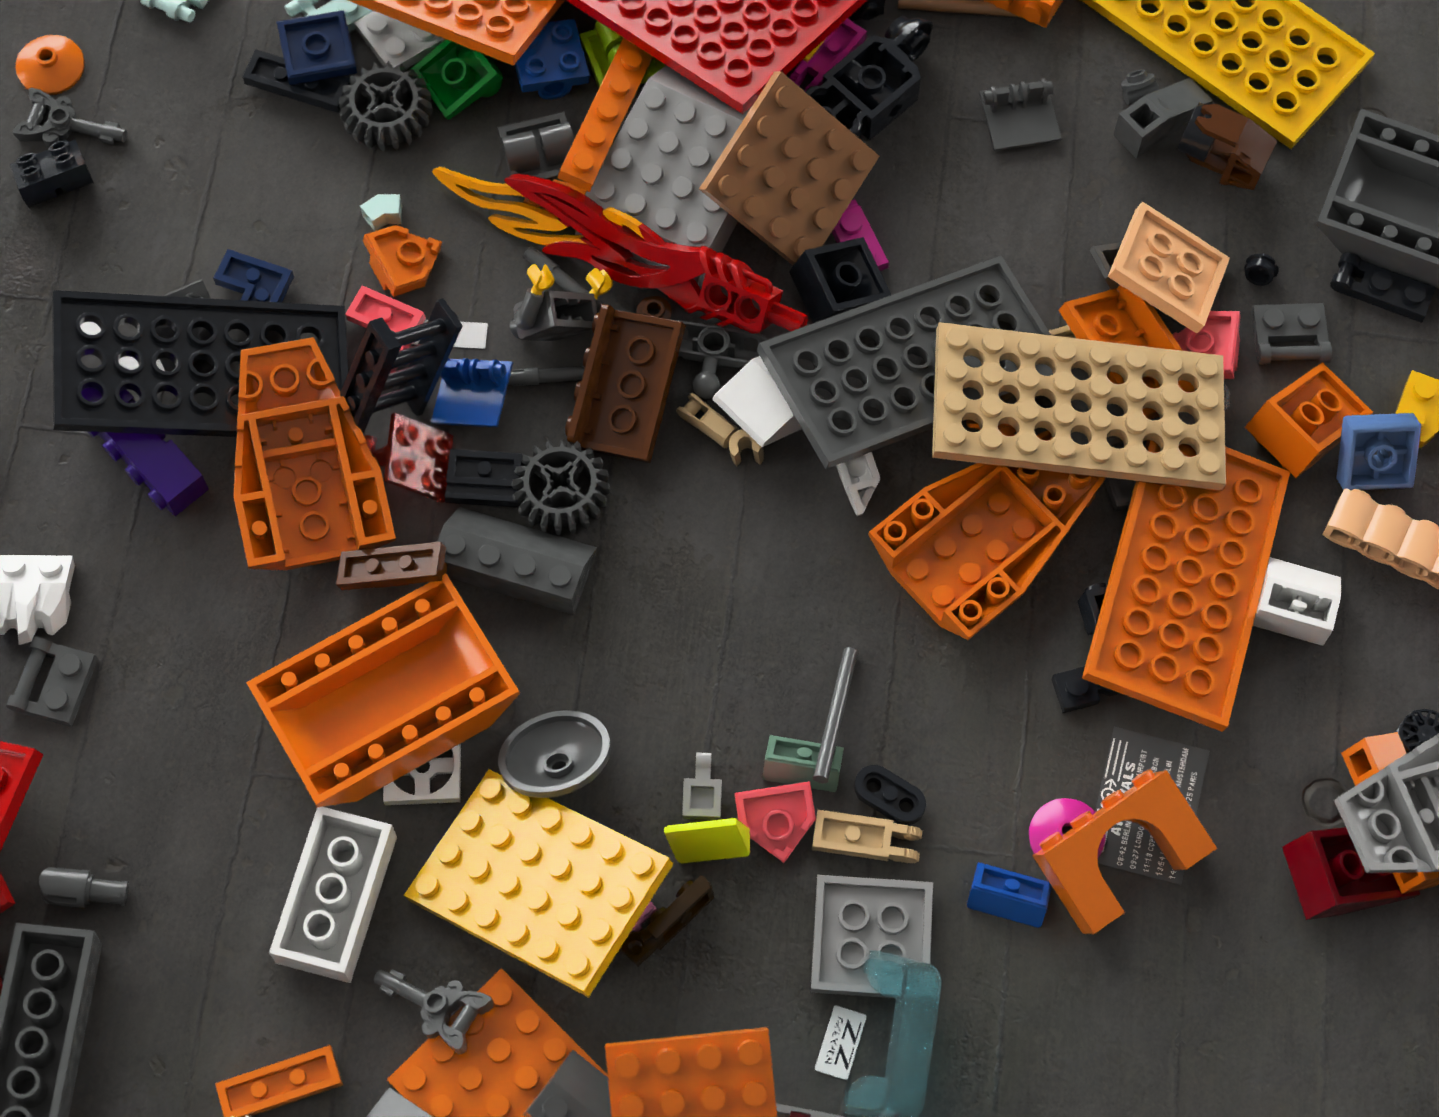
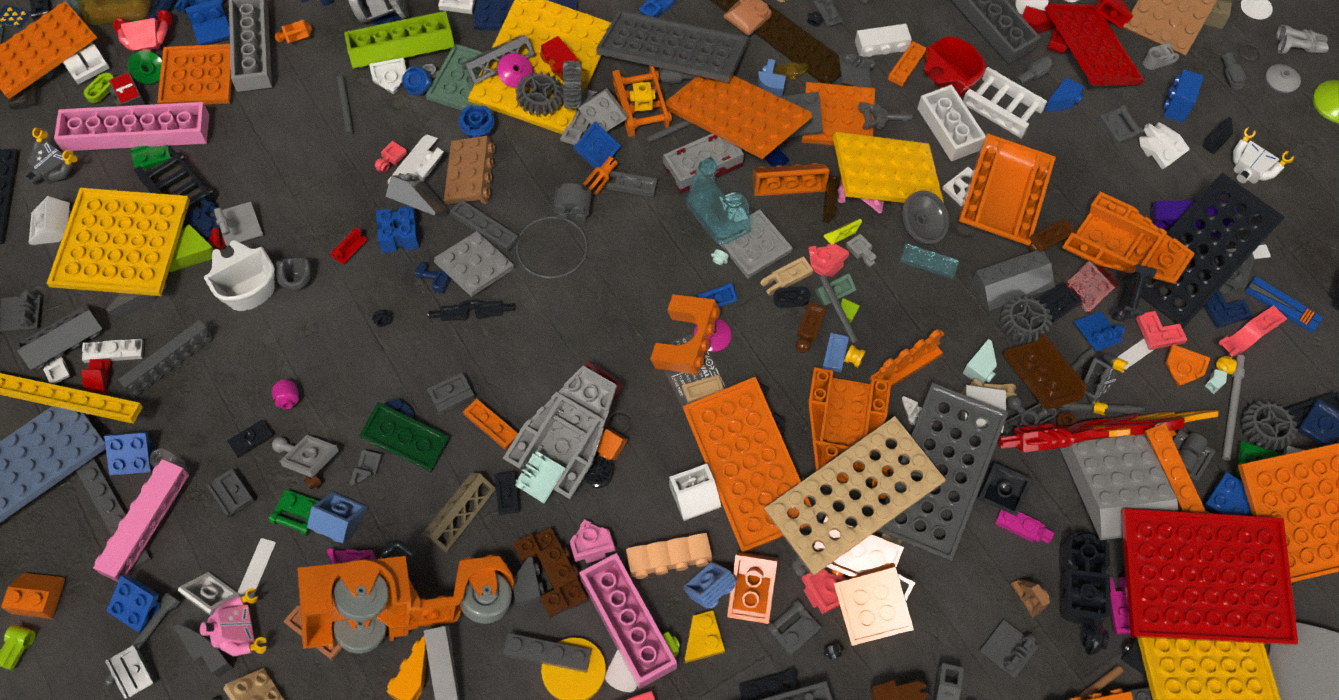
camera: 140 degrees right, 5 degrees down
(83, 800) = (1065, 96): none -> blue slope
(158, 233) = (1286, 305): none -> blue tile
(219, 984) = (954, 63): none -> red piece
(233, 880) = (997, 114): none -> white fence
(252, 231) = (1253, 331): none -> coral piece
(341, 198) = (1238, 375): none -> light grey bar
(345, 217) = (1226, 364): none -> yellow plate
(612, 689) = (929, 261): none -> clear light blue plate
(694, 472) = (982, 364): none -> light aqua slope
(699, 996) = (790, 179): none -> orange slope
(789, 170) = (1075, 506): medium nougat plate -> none
(807, 554) = (911, 360): none -> orange fence
(813, 709) = (850, 309): none -> lime tile
(876, 624) = (855, 356): none -> yellow wheel
(895, 659) = (835, 352): none -> medium blue tile
(902, 725) = (810, 326): none -> reddish brown plate
(938, 136) = (1031, 595): none -> medium nougat wing
(949, 956) = (719, 257): none -> light aqua plate
(1156, 752) = (702, 388): none -> tan tile

